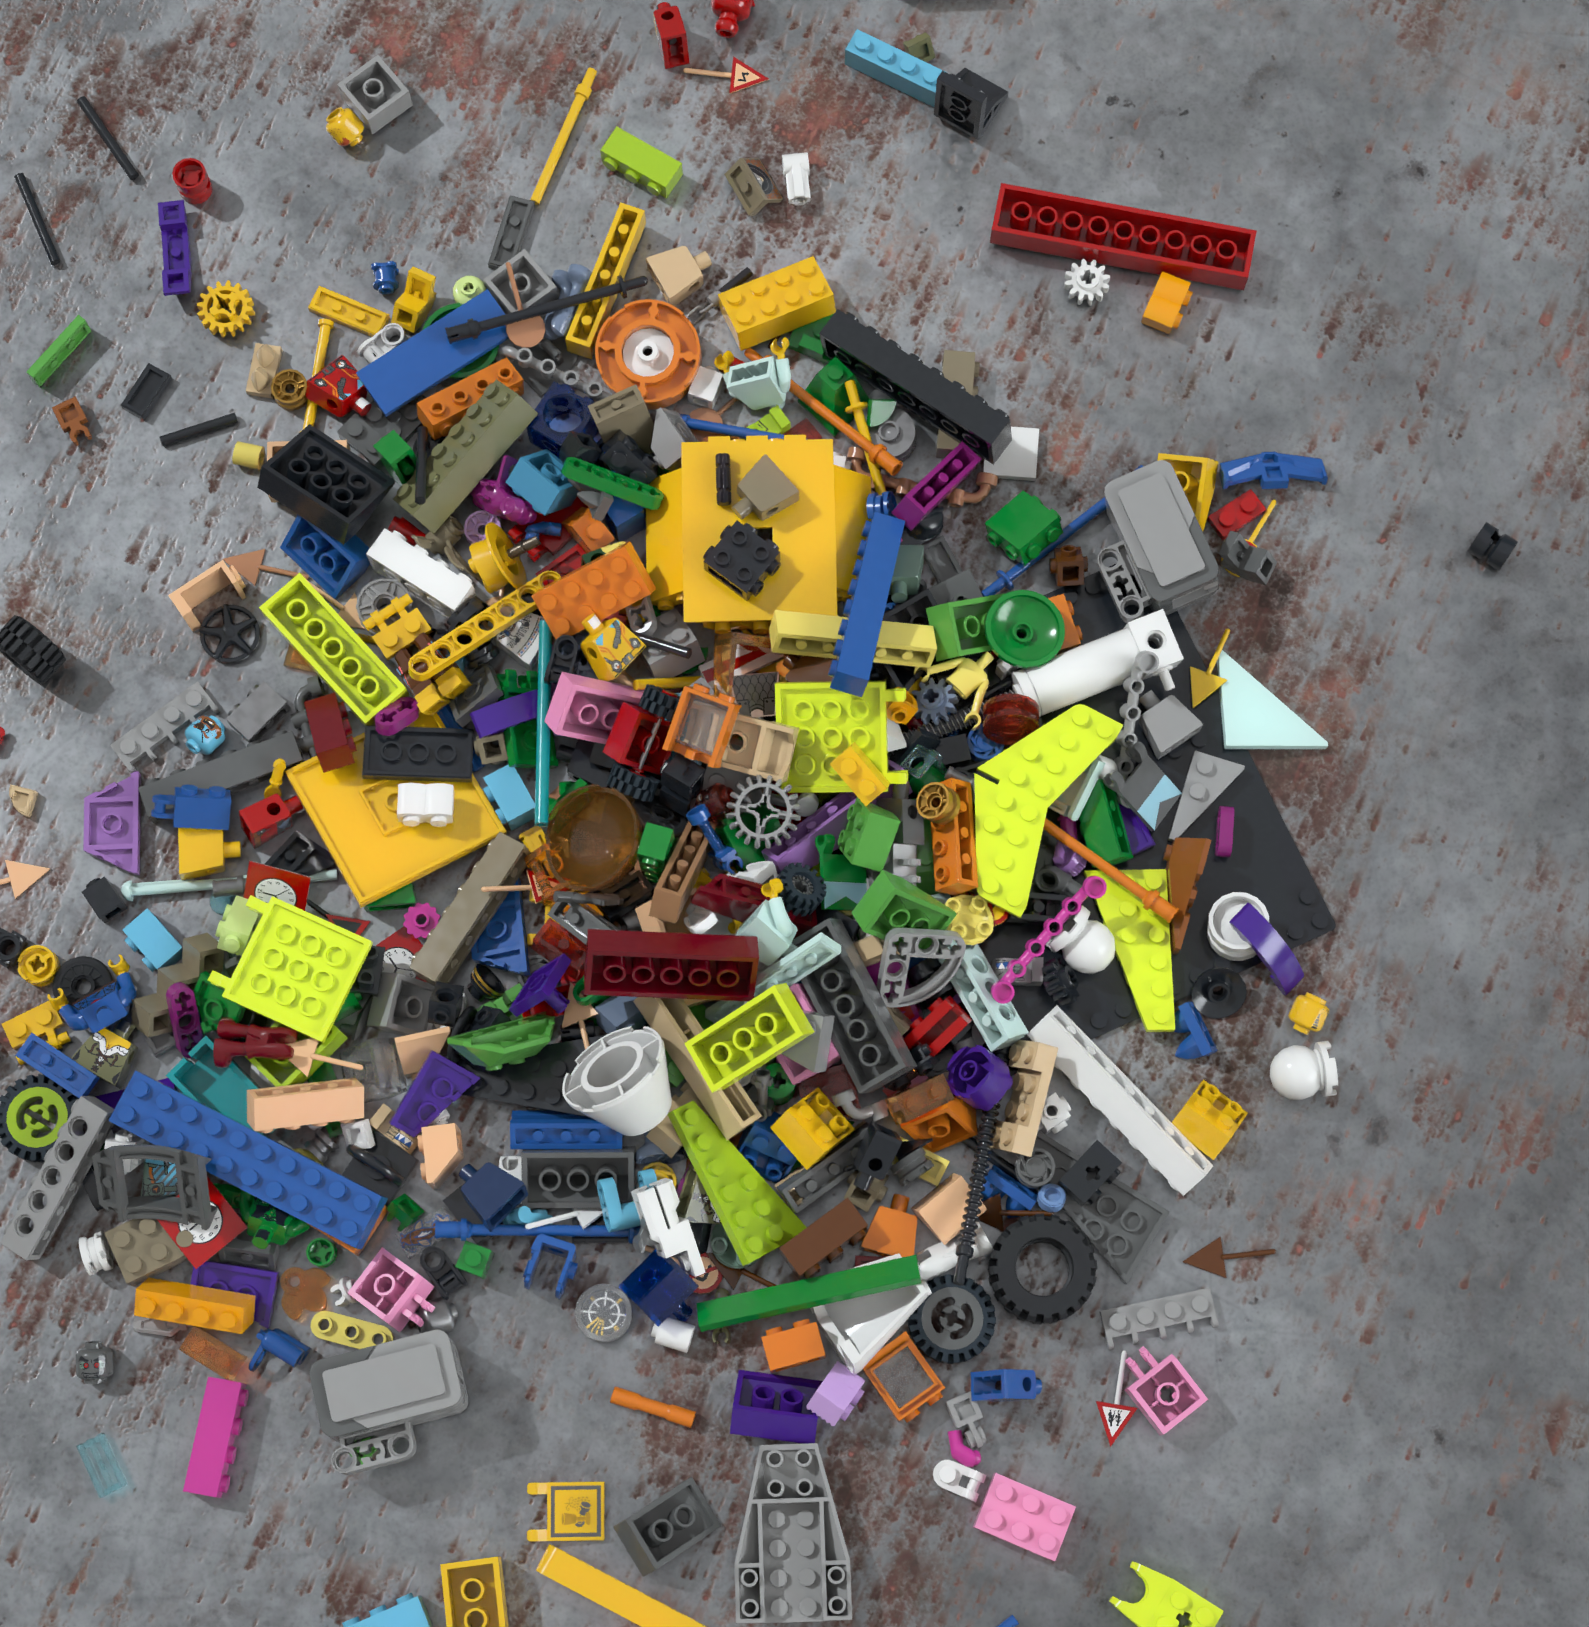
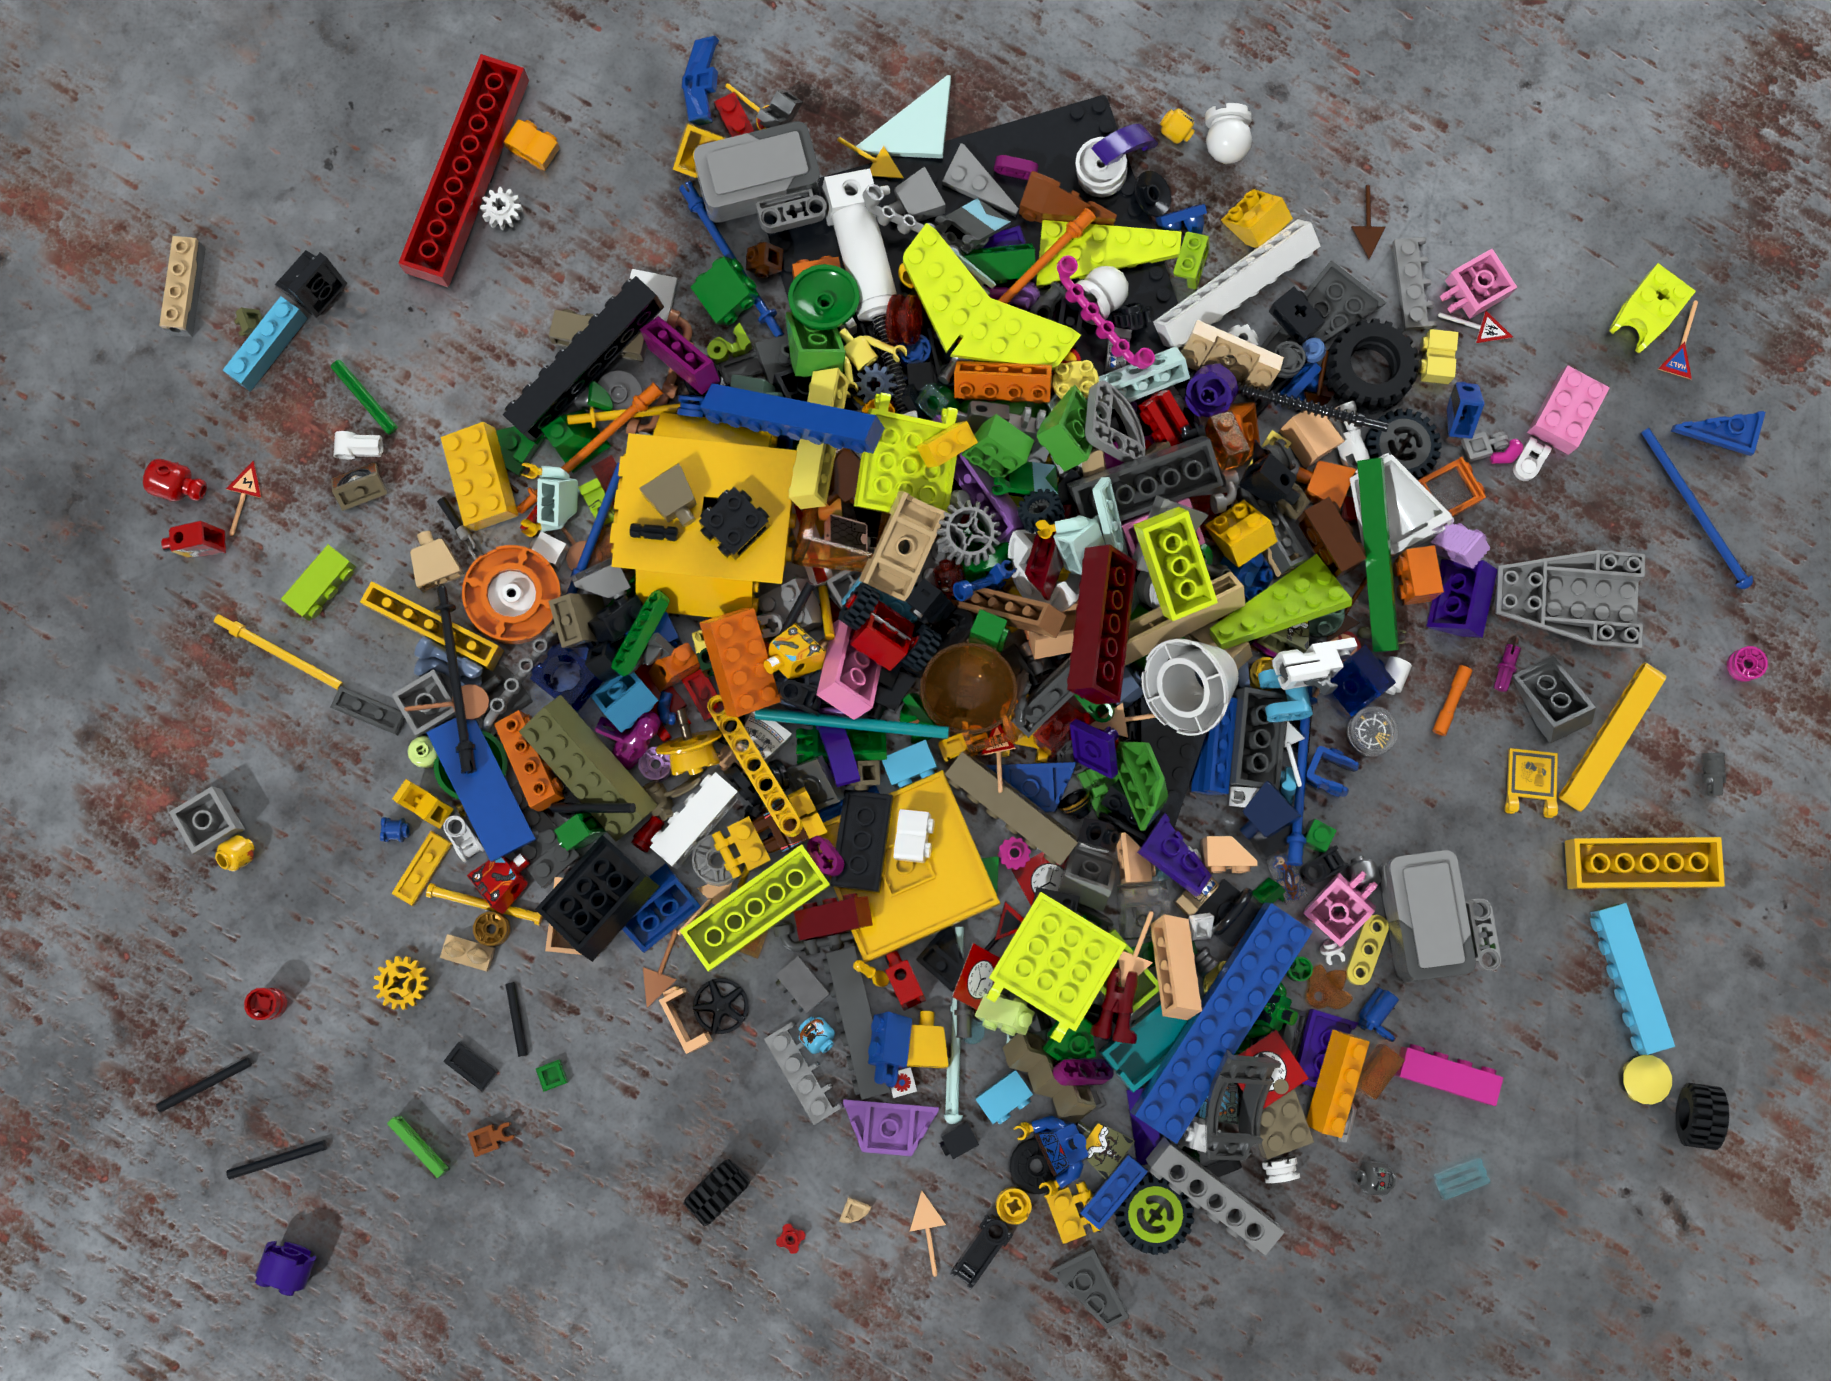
camera: 85 degrees left, 5 degrees up
(142, 472) = (551, 1075): none -> green tile
(162, 833) = (905, 1083): none -> tile
(175, 248) = (331, 1026): dark purple slope -> none
(248, 455) = (550, 973): light yellow gear -> none
(698, 1468) = (1506, 668): none -> magenta axle
(702, 725) = (888, 570): window -> none
(853, 176) = (364, 397): none -> green axle
(929, 806) = (974, 394): pearl gold wheel -> none
(957, 535) = (720, 349): none -> lime leg
(1069, 1353) = (1438, 356): none -> light yellow brick
(1144, 1046) = (1192, 258): none -> lime bracket

